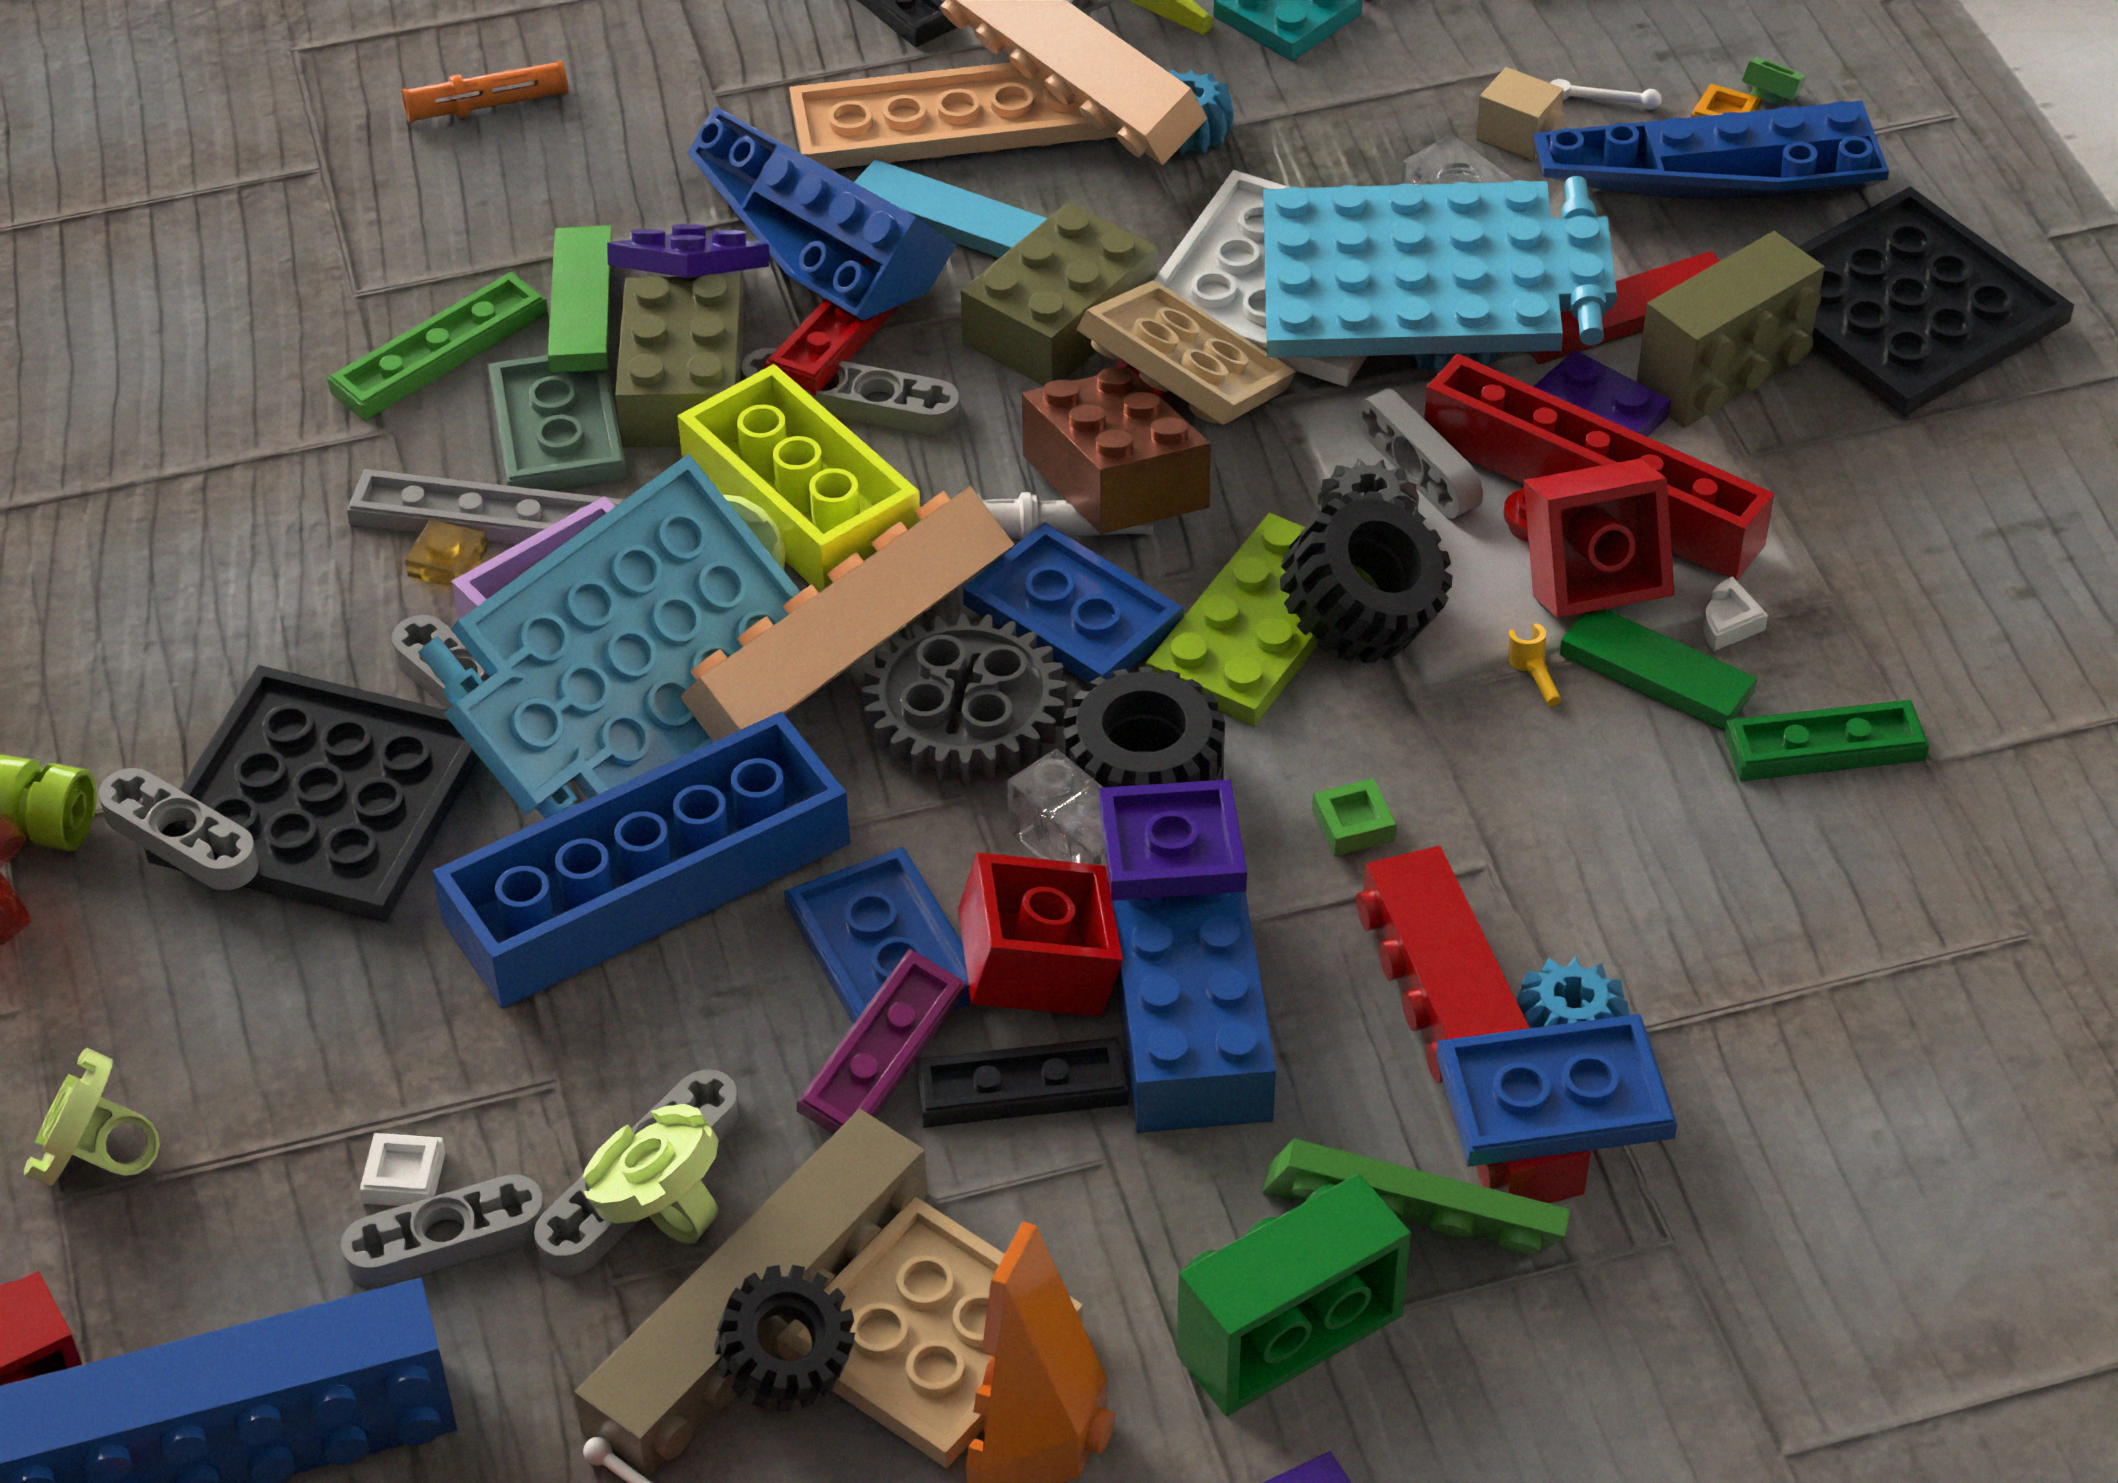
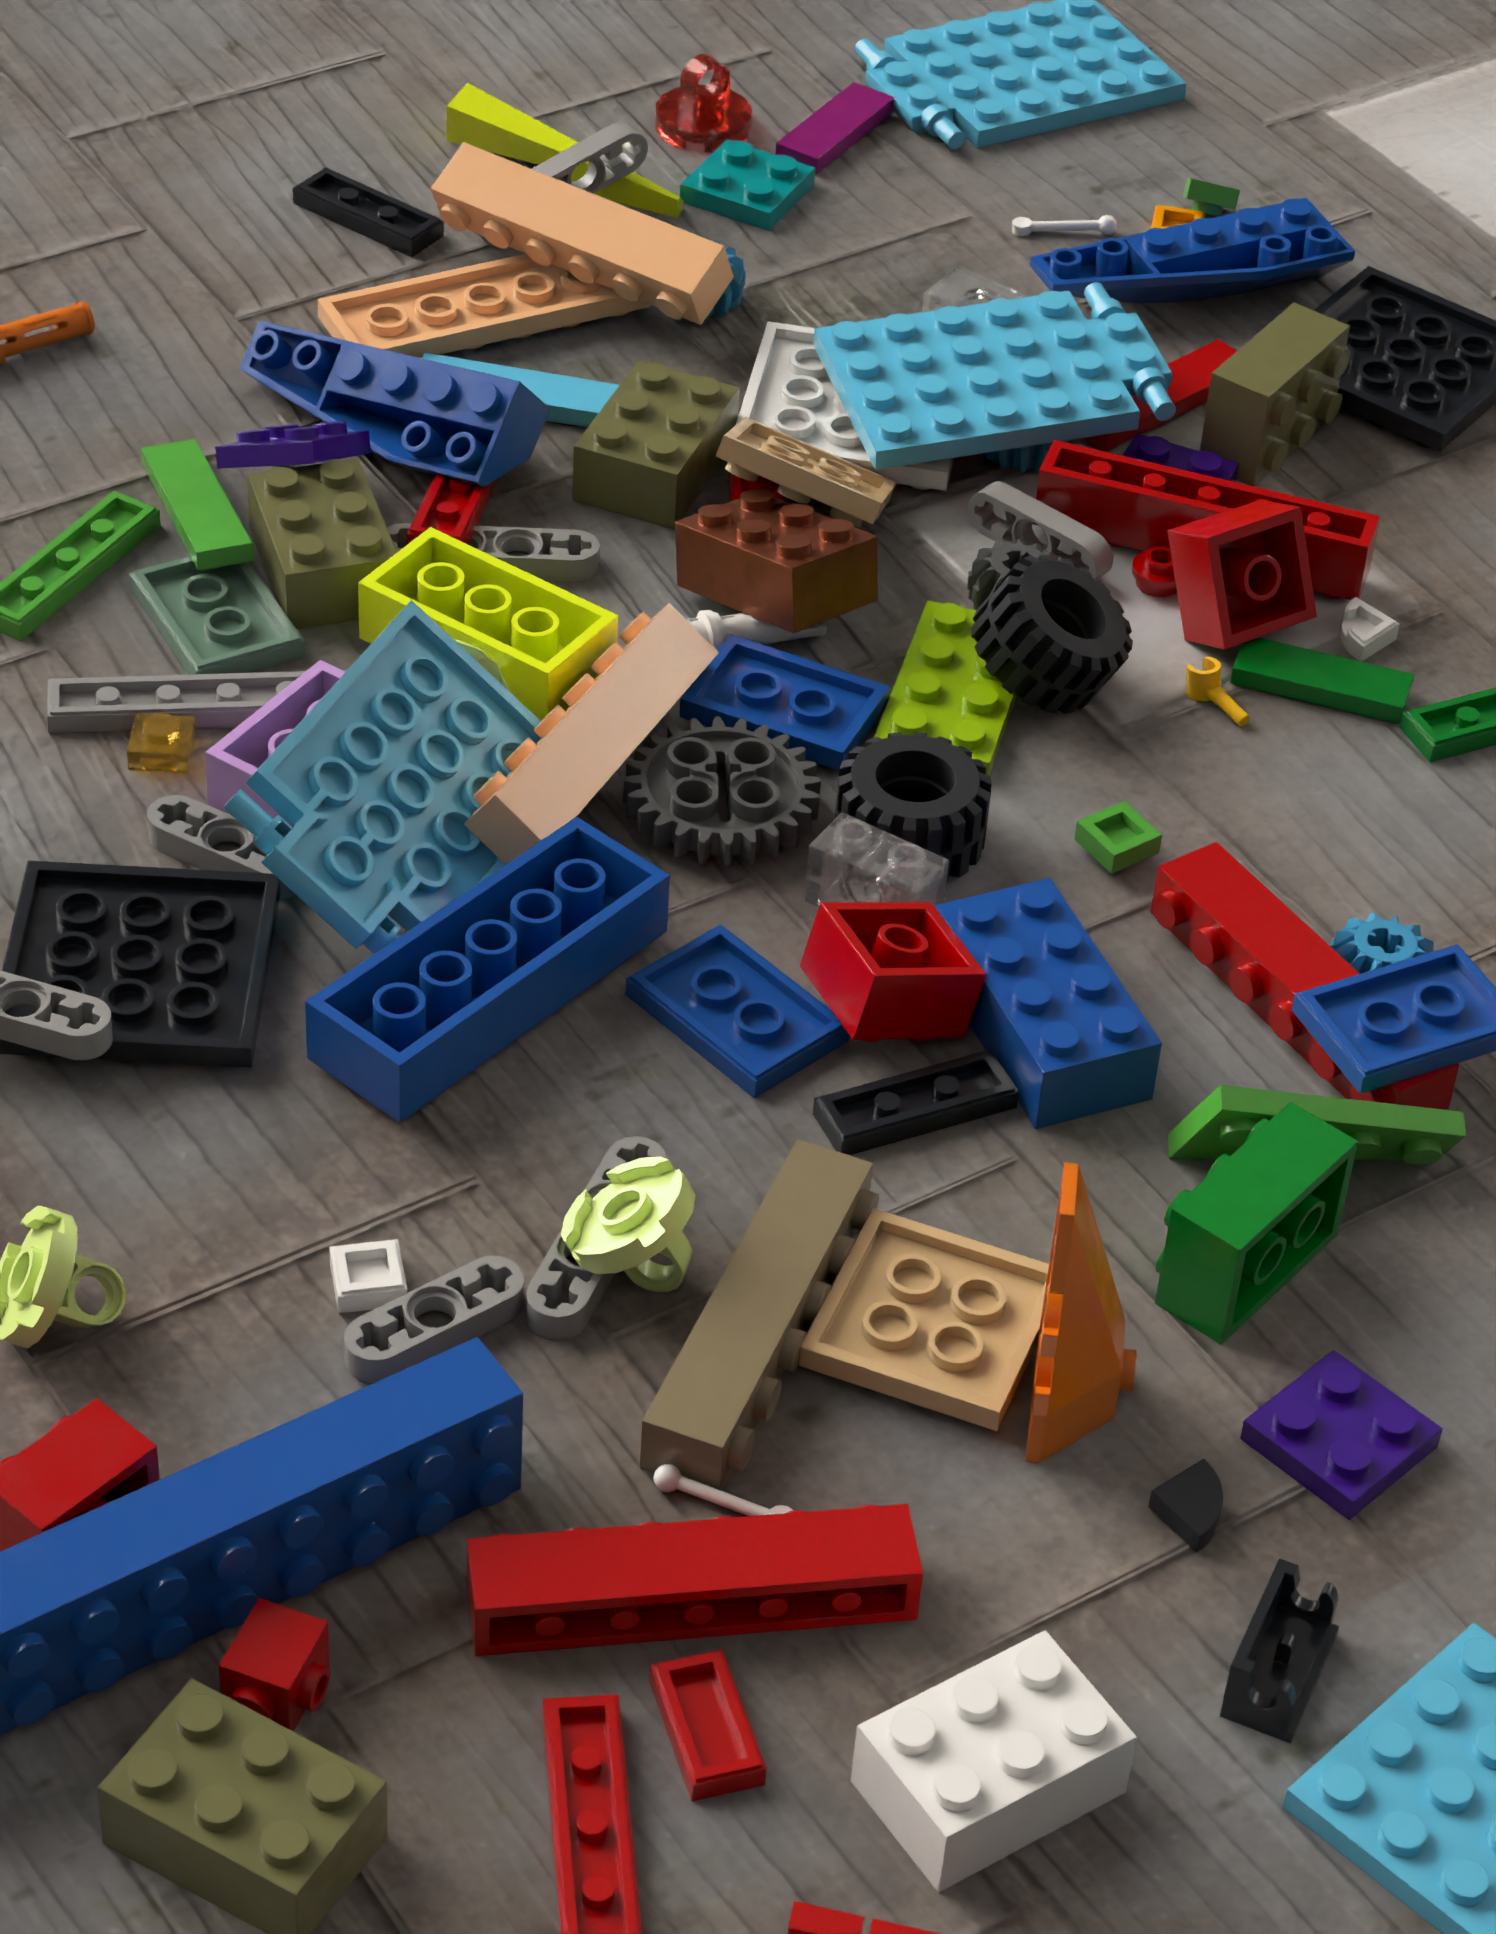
camera: 20 degrees left, 5 degrees down
(793, 1298) = (804, 1360): black tyre -> none
(882, 1043) = (780, 1090): magenta tile -> none
(1172, 840) = (994, 864): dark purple plate -> none
(1516, 109) = (1003, 245): tan brick -> none

